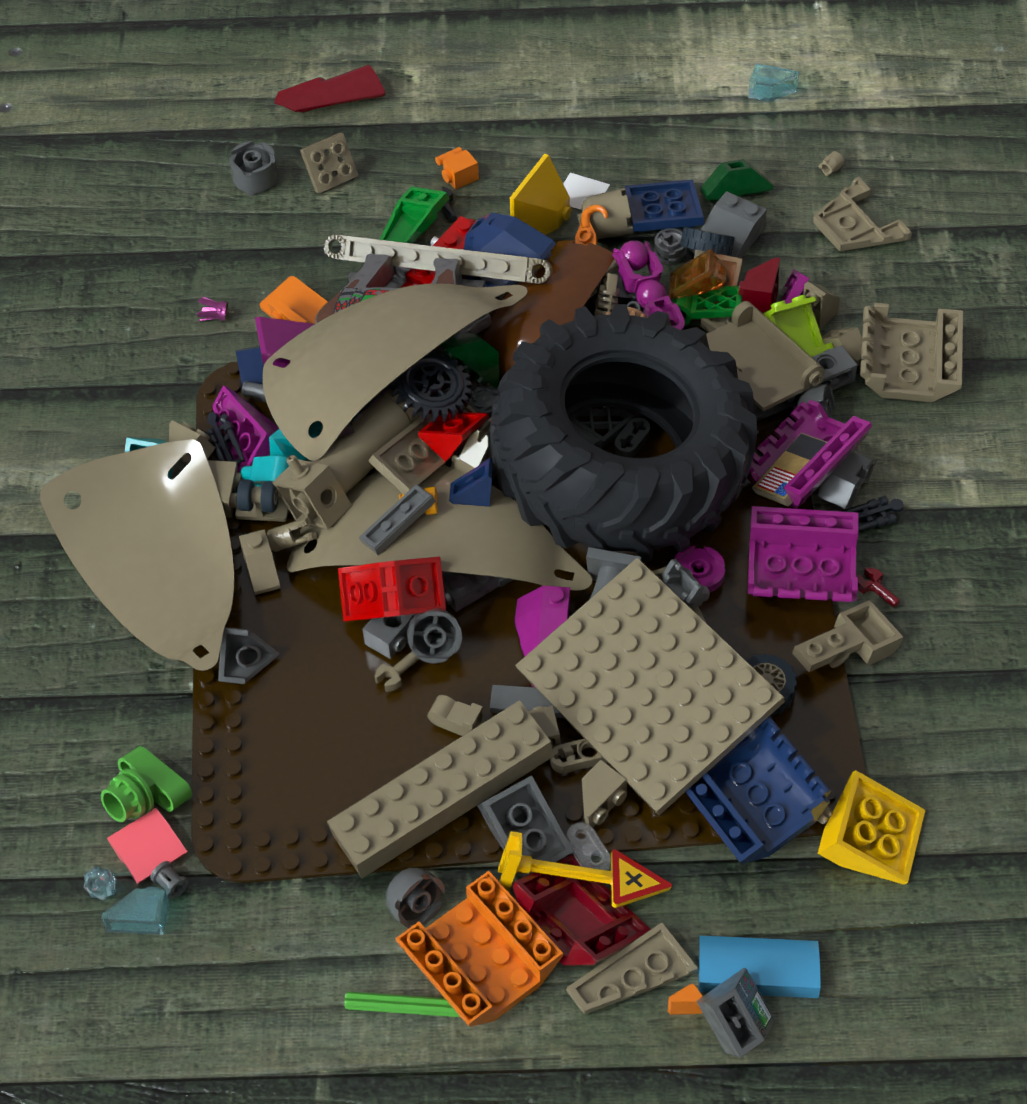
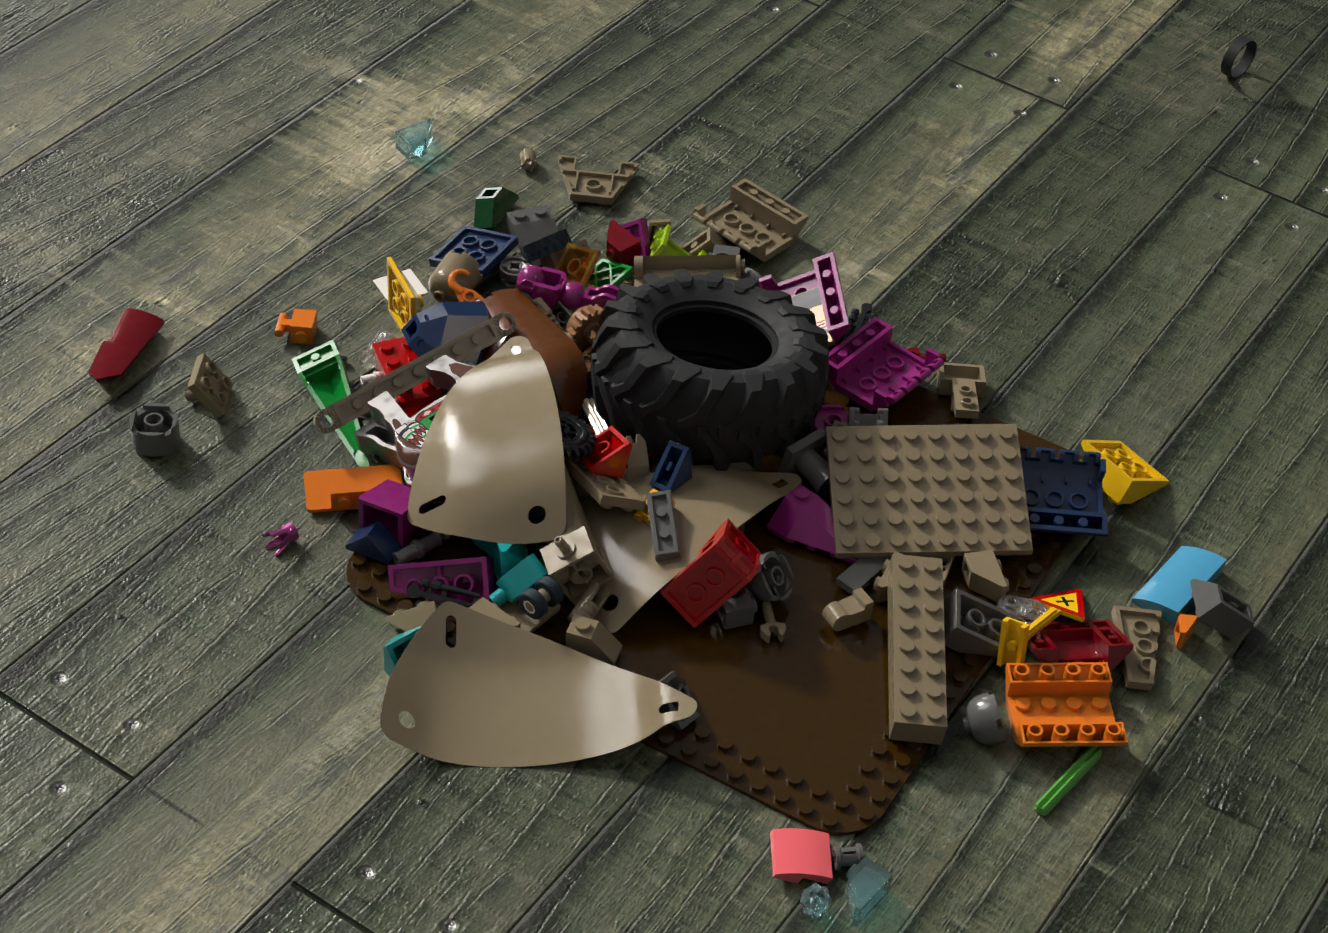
camera: 60 degrees left, 10 degrees down
(141, 783) = (746, 824): bright green beam -> none

